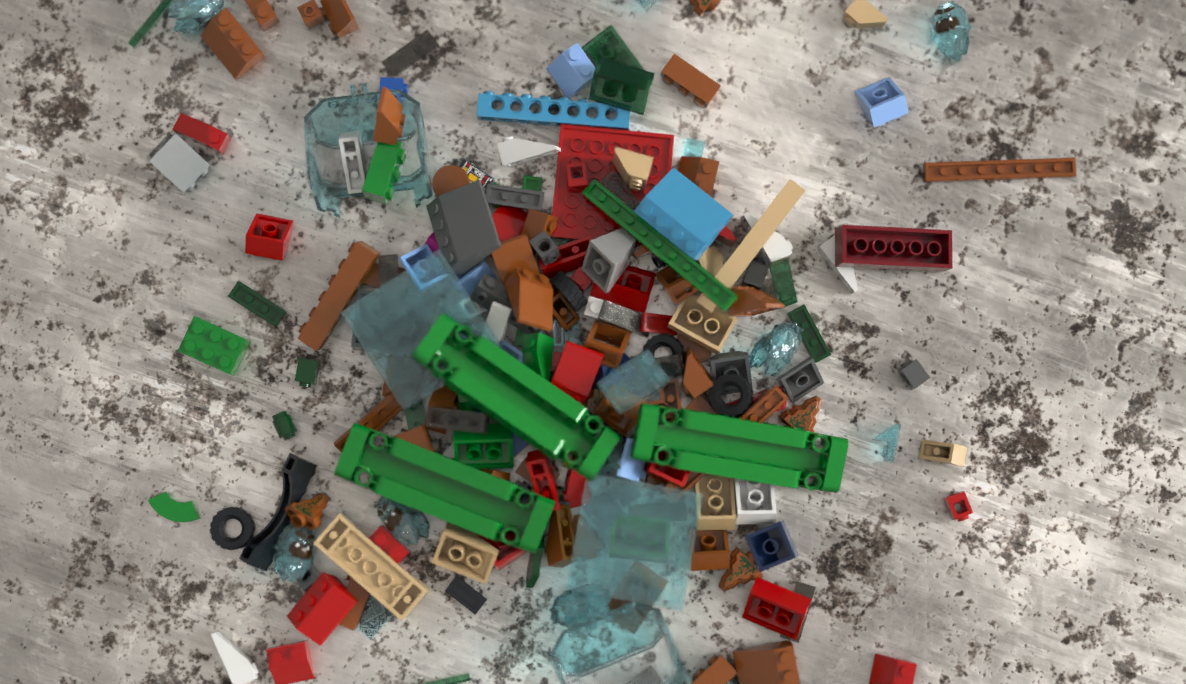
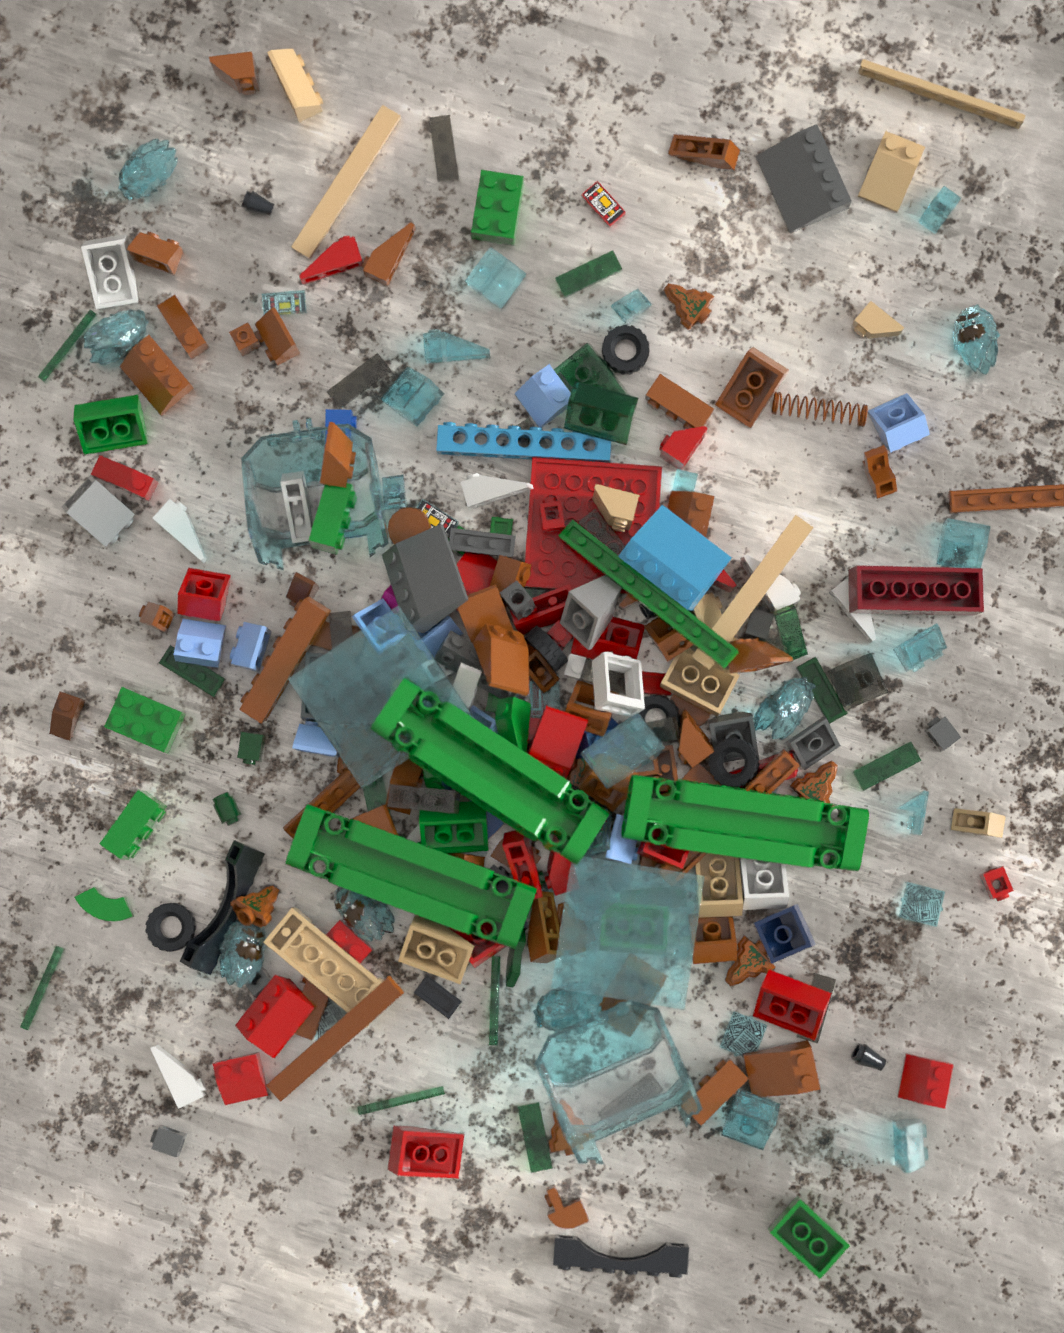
camera: 10 degrees right, 0 degrees up
(117, 579) = (42, 987): none -> clear green bar
(144, 340) = (65, 715): none -> reddish brown slope
(190, 85) = (110, 424): none -> green slope
(201, 438) = (134, 825): none -> green brick
(227, 255) = (156, 616): none -> dark orange slope
(249, 175) = (179, 525): none -> white slope
(264, 279) = (199, 643): none -> light blue slope
(309, 283) = (250, 646): none -> light blue slope
(354, 232) = (301, 588): none -> reddish brown slope
(361, 366) = (313, 740): none -> light blue slope
(374, 629) = (335, 1038): none -> dark orange tile
(439, 152) = (394, 493): none -> clear light blue slope
(457, 68) = (412, 396): none -> clear light blue slope
(488, 26) = (448, 348): none -> clear light blue slope
(516, 599) = (494, 1000): none -> clear green bar
(625, 339) = (613, 703): none -> white window
(650, 18) = (622, 333): none -> black tyre
(691, 117) = (681, 445): none -> red slope
(733, 634) = (743, 1034): none -> clear light blue piece
(754, 67) = (751, 387): none -> dark orange slope
(840, 327) = (857, 681): none -> clear smoke slope
(840, 655) = (867, 1057): none -> black cone
(849, 96) = (861, 417): none -> dark orange piece
(863, 144) = (879, 472): none -> dark orange brick
(864, 401) = (886, 766): none -> clear green tile
(892, 523) = (921, 904): none -> clear light blue piece
(896, 298) = (920, 648): none -> clear light blue slope
(934, 209) = (962, 544): none -> clear light blue slope

